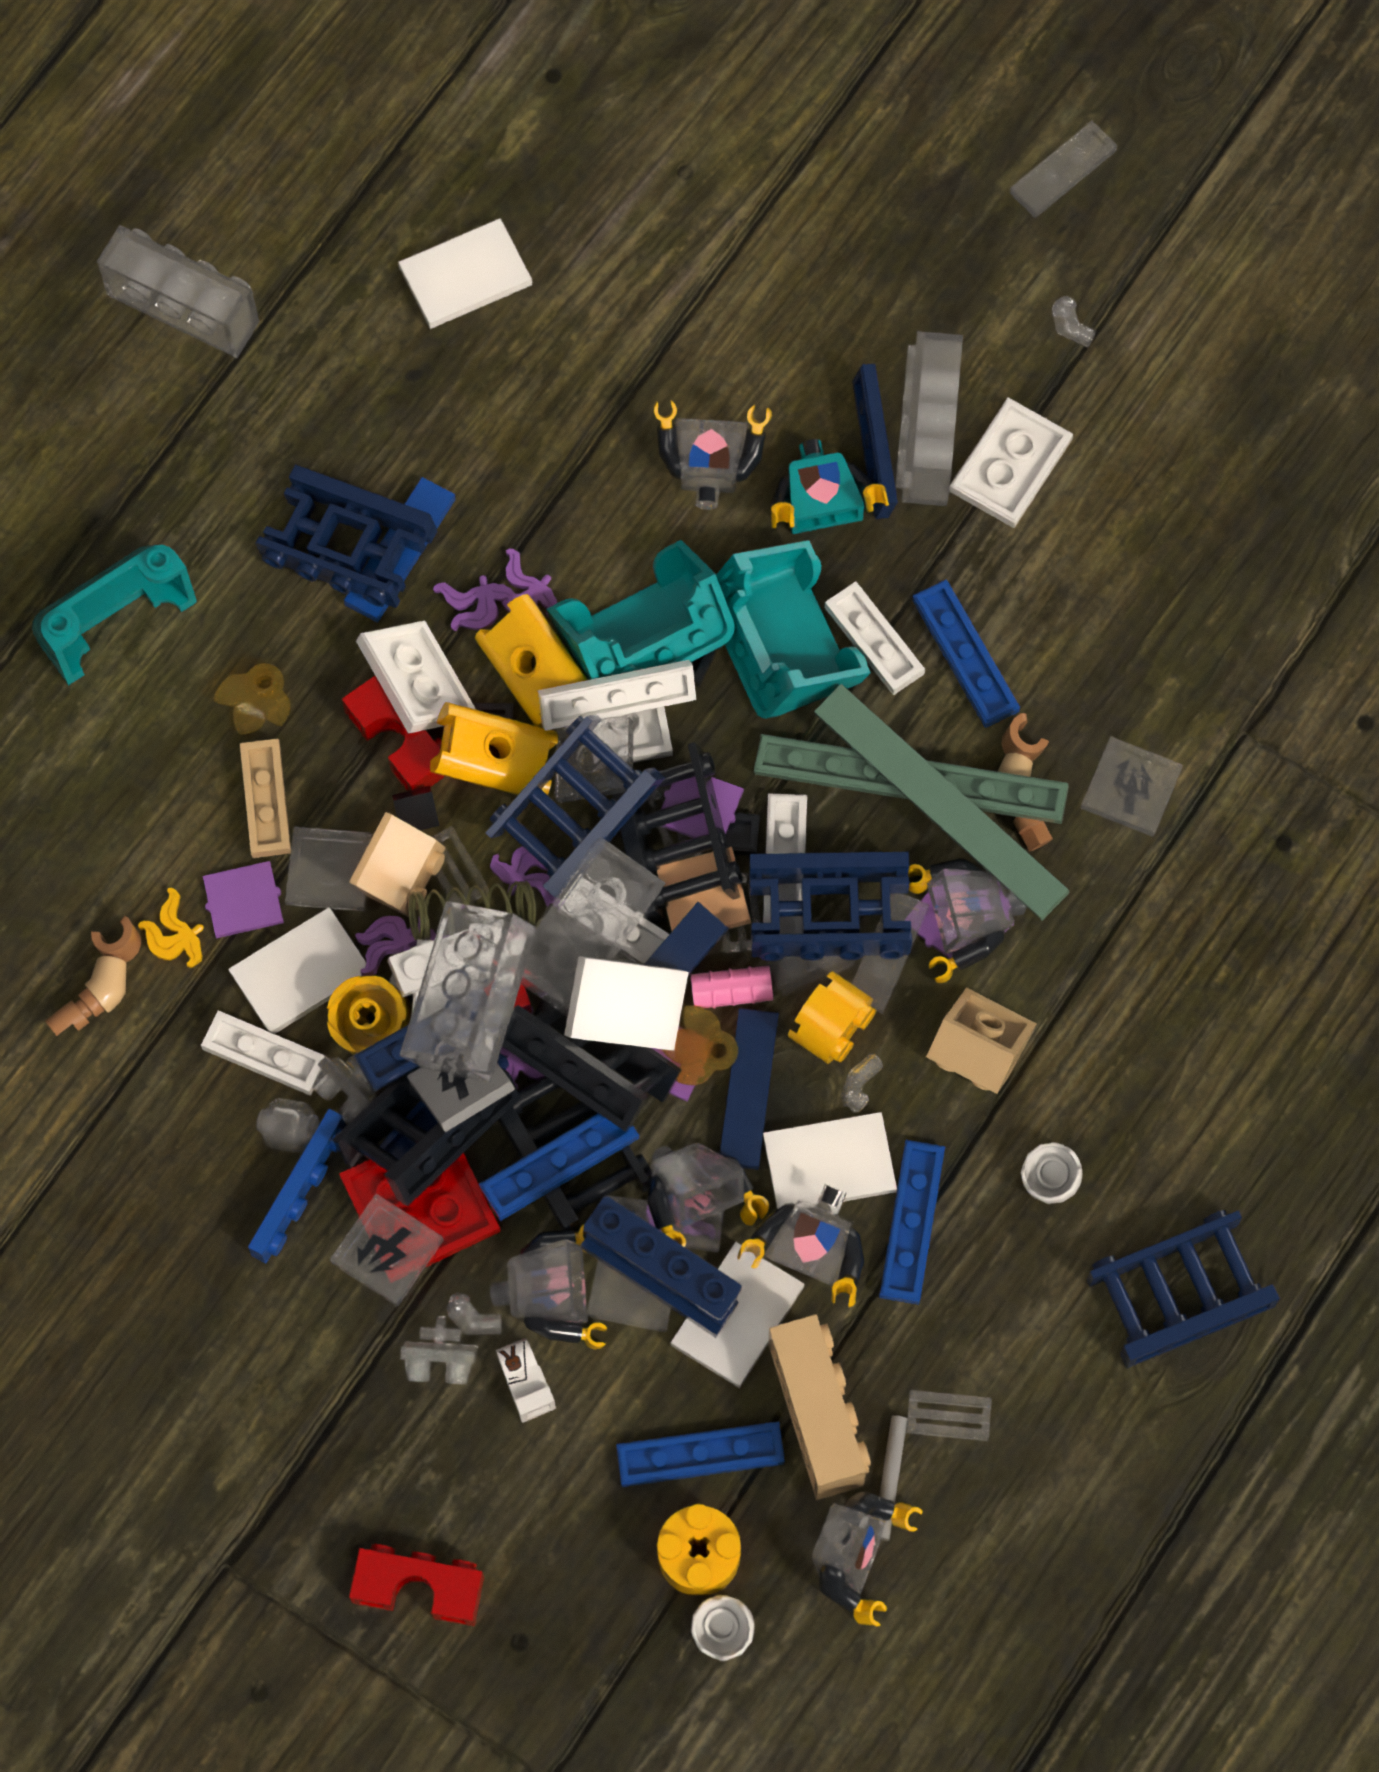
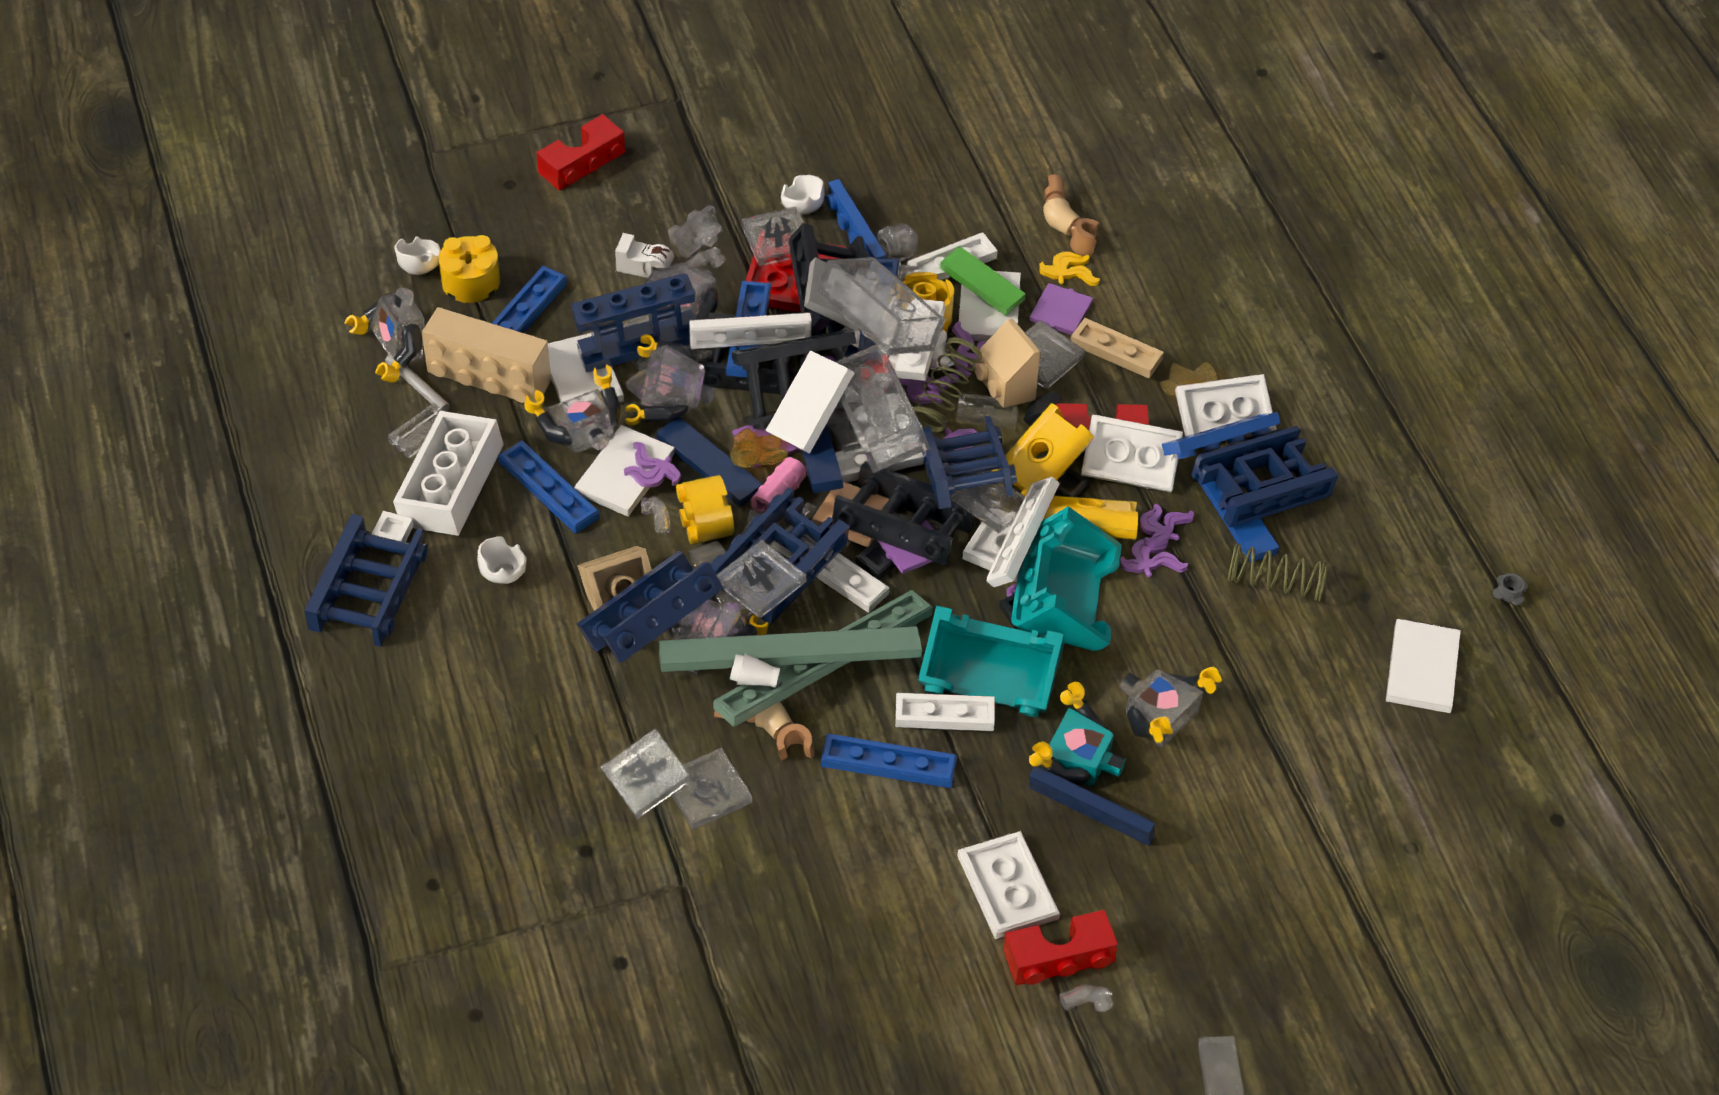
camera: 125 degrees right, 20 degrees down
(147, 571) = (1318, 358): teal windscreen -> none
(178, 290) = (1522, 489): clear brick -> none
(274, 634) = (1222, 402): none -> white tile
(281, 988) = (982, 281): none -> bright green tile
(293, 1278) = (805, 194): none -> white hair
(302, 241) = (1510, 588): none -> dark grey plate
(333, 597) = (1211, 438): none -> blue plate
(448, 416) = (1323, 568): none -> olive piece
(581, 1132) = (749, 330): none -> white tile
(820, 1117) = (658, 467): none -> medium lavender piece
(889, 881) = (761, 578): none -> clear tile
(929, 418) = (1077, 837): clear brick -> none
(992, 1318) = (449, 472): none -> white brick
(1006, 803) = (752, 671): none -> white cone
(1012, 1000) = (650, 606): none -> dark blue fence
(1024, 348) = (1035, 959): none -> red arch
(1100, 1321) = (393, 526): none -> white plate
(1169, 842) = (646, 773): none -> clear tile

